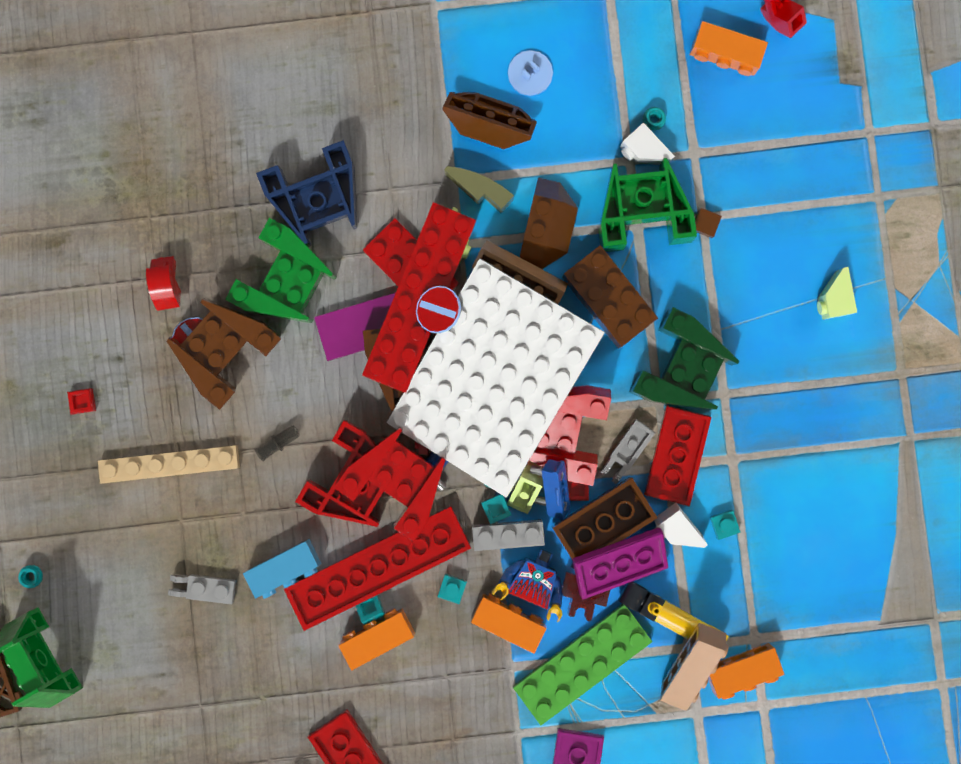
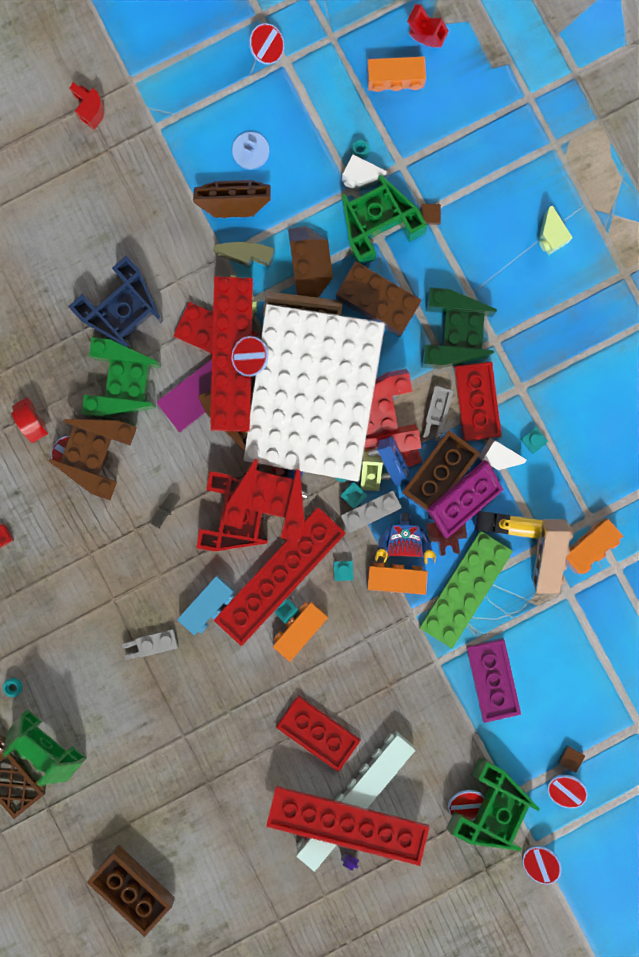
camera: 25 degrees left, 0 degrees up
(168, 464) = (86, 559): tan plate -> none

